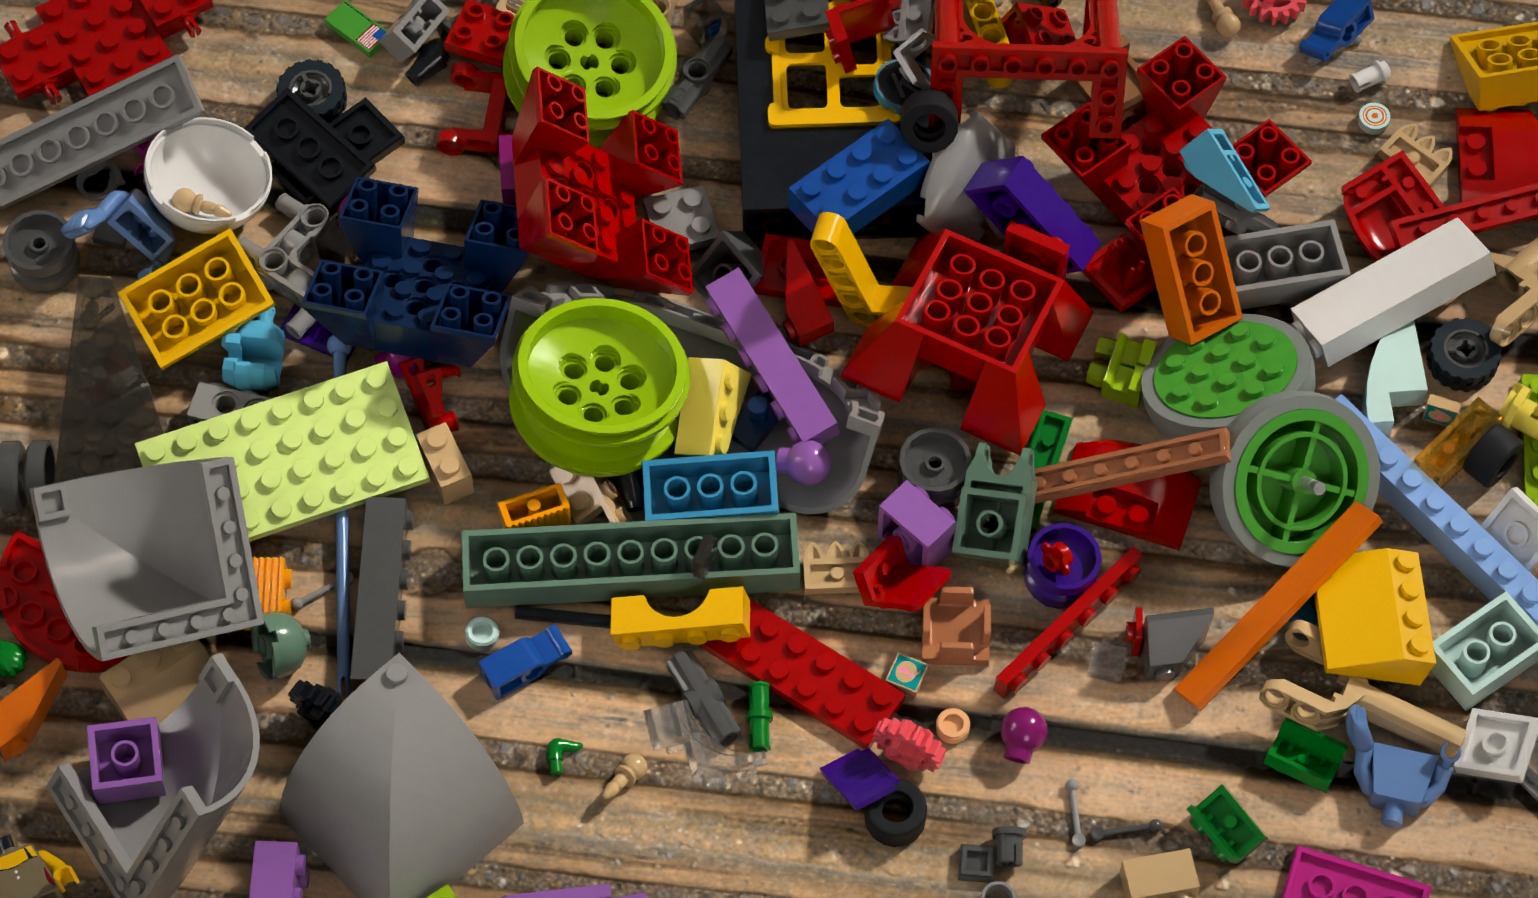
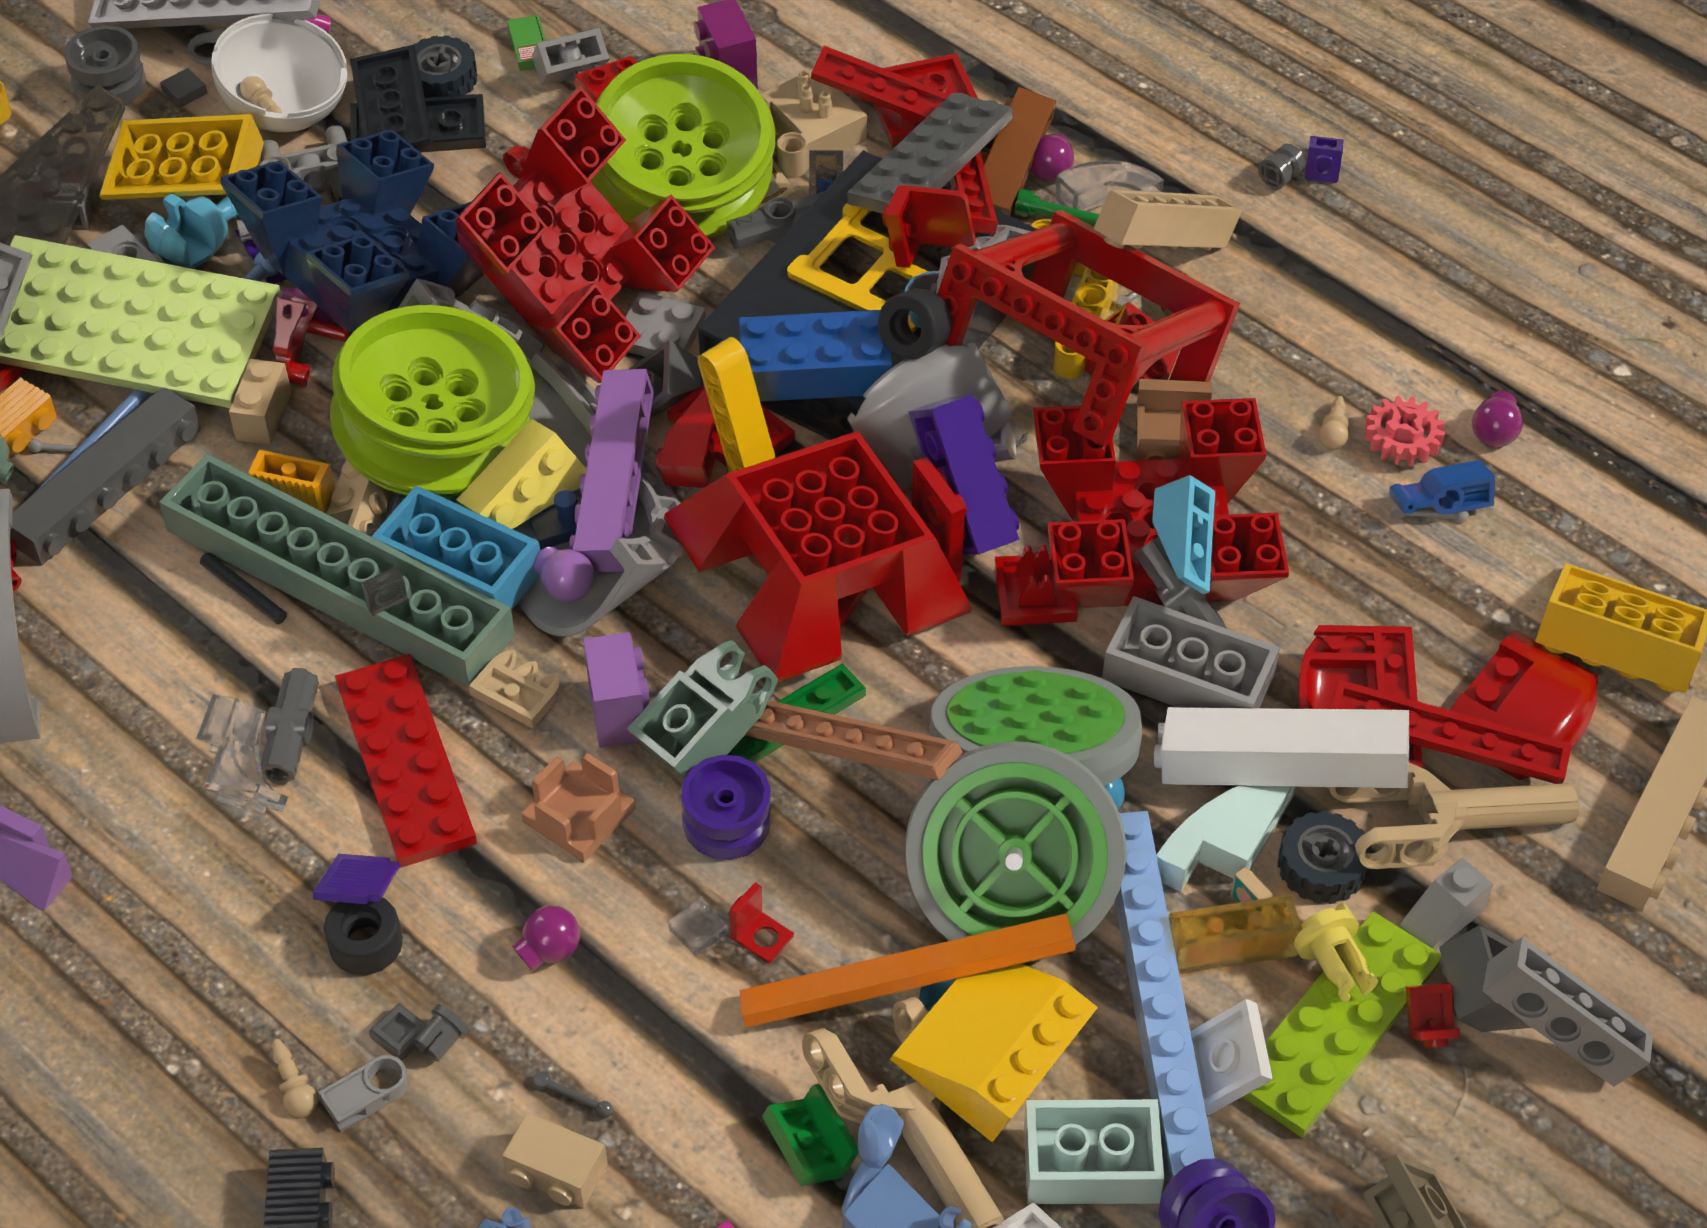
camera: 35 degrees right, 10 degrees down
(134, 219) = (186, 69): medium blue torso -> none
(428, 63) = (553, 94): black cone -> none
(482, 633) = (160, 559): light aqua tile -> none
(523, 661) = (165, 599): blue piece -> none
(554, 753) = (120, 693): green animal -> none
(631, 769) = (174, 749): tan bar -> none
(720, 617) = (360, 657): yellow arch -> none
(759, 716) = (324, 772): green pin -> none
(891, 582) = (553, 719): red bracket -> none
(907, 674) = (496, 820): tile -> none
(909, 744) = (424, 874): coral gear -> none
(937, 463) = (676, 638): dark grey wheel -> none
(953, 726) = (496, 893): light nougat tile -> none
(1057, 557) = (711, 785): red plate -> none
(1062, 629) = (689, 864): red plate -> none
(1078, 839) = (518, 1073): light grey hinge -> none
(1123, 375) = (958, 659): lime hips -> none
(1147, 509) = (857, 800): red slope -> none
(1172, 641) = (771, 940): dark grey slope -> none
(1191, 269) = (1071, 596): orange brick -> none
(1227, 825) = (668, 1152): green bracket -> none
(1370, 76) = (1445, 553): white pin -> none
(1374, 118) = (1417, 593): light aqua tile -> none
(1429, 164) = (1433, 648): tan plate -> none
(1493, 455) = (1266, 965): black tyre -> none

